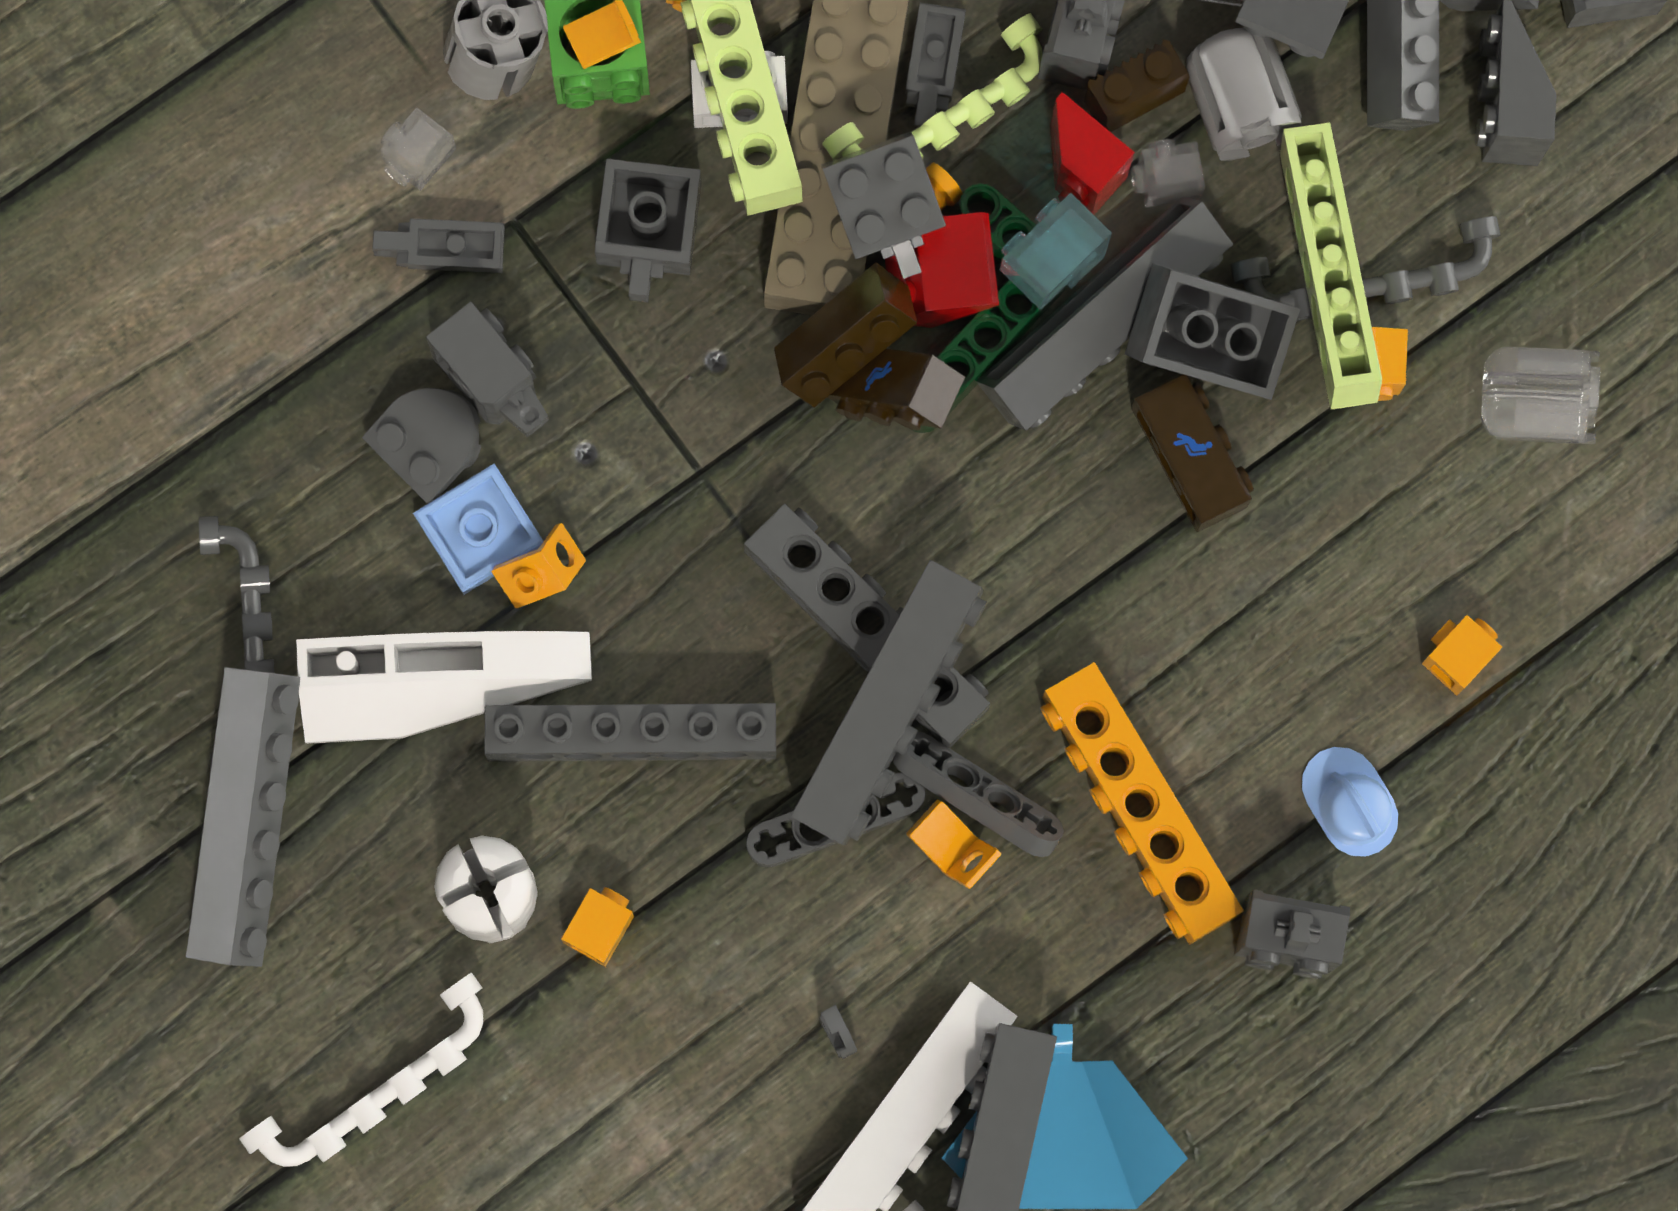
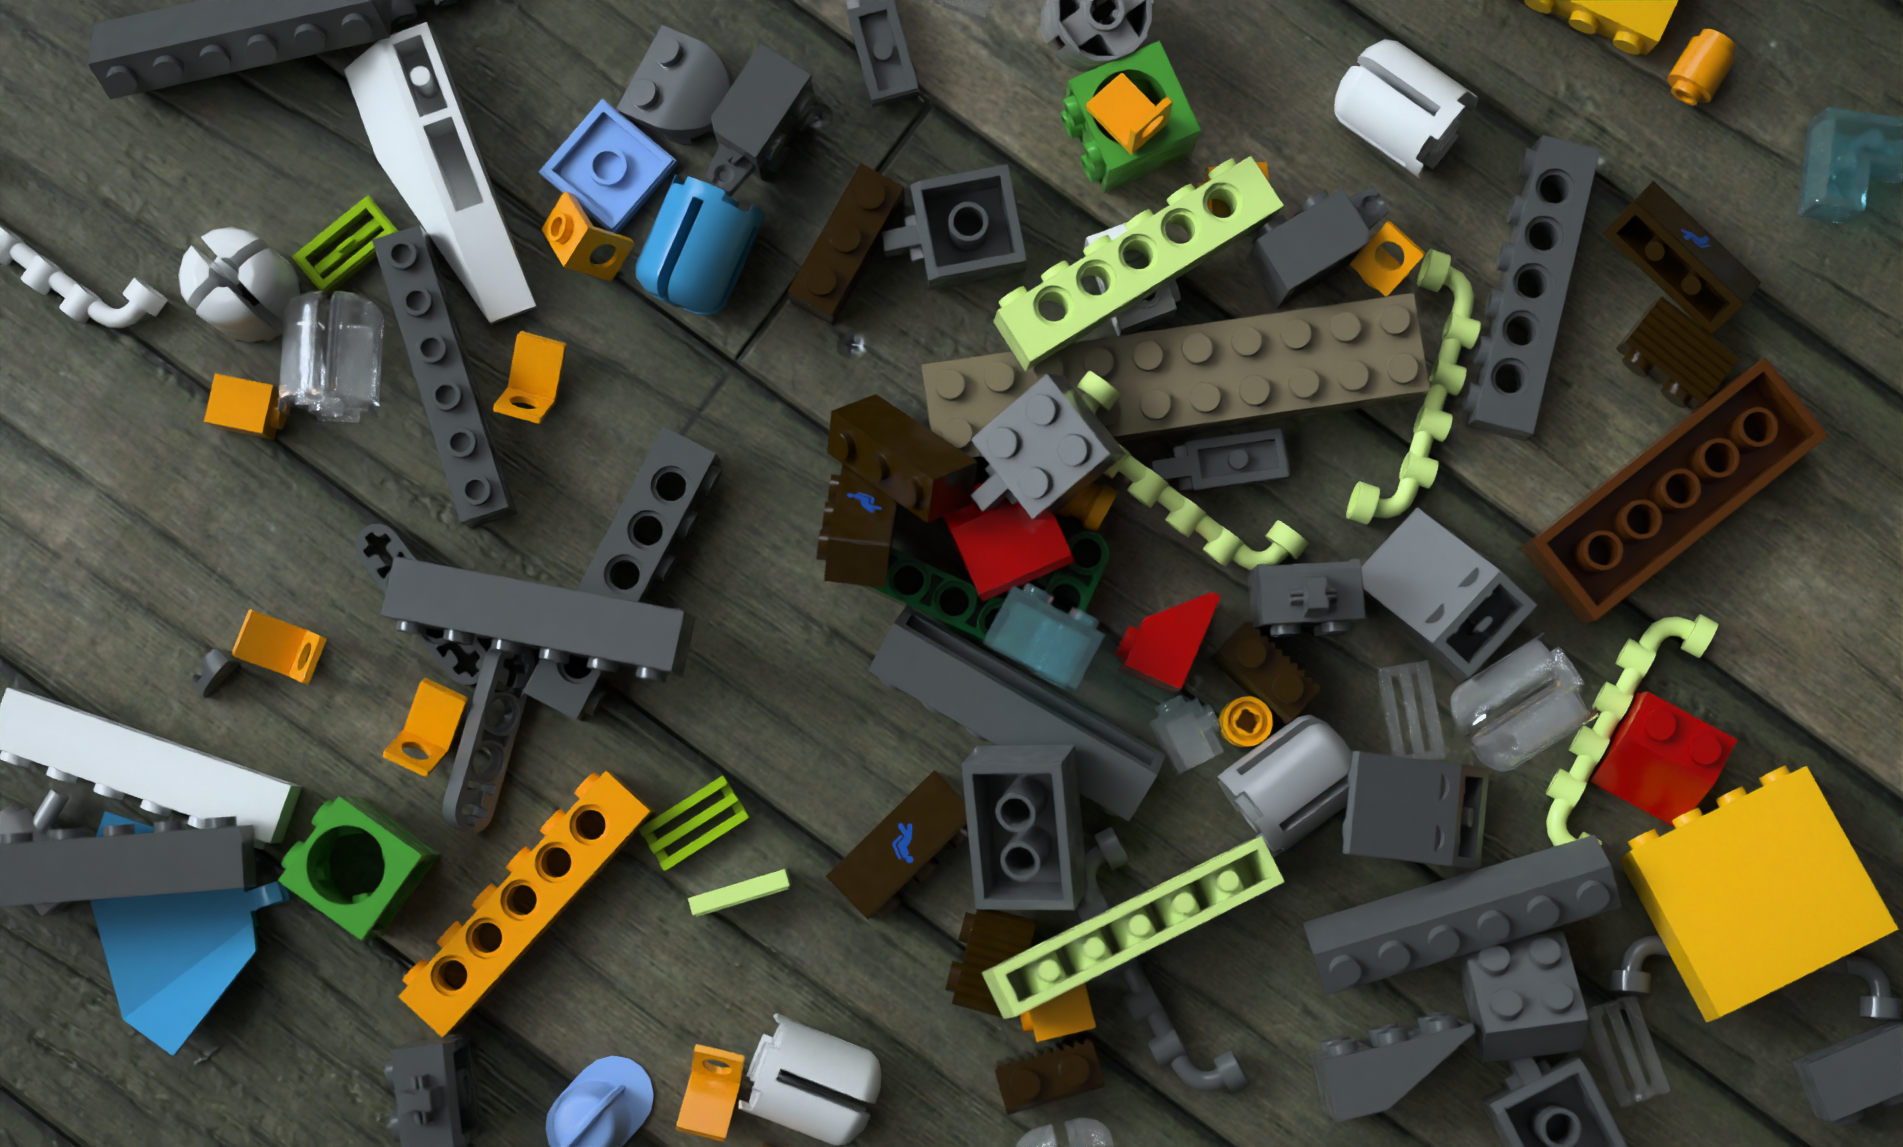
camera: 75 degrees right, 5 degrees up
(457, 754) = (332, 233): none -> lime tile
(574, 847) = (331, 356): none -> clear cylinder
(601, 445) = (697, 247): none -> dark azure cylinder
(627, 331) = (846, 244): none -> dark brown brick
(656, 653) = (533, 377): none -> light orange bracket
(836, 958) = (278, 646): none -> light orange bracket
(1068, 897) = (404, 855): none -> bright green brick
(1103, 596) = (657, 845): none -> lime tile
(1173, 125) = (1237, 723): none -> light orange wheel
(1190, 608) = (740, 892): none -> yellowish green tile
(1303, 403) = (990, 939): none -> dark brown brick
(1345, 600) = (821, 1060): none -> white cylinder
(1363, 690) = (711, 1093): none -> light orange bracket
(1436, 387) = (1048, 1075): none -> dark brown brick

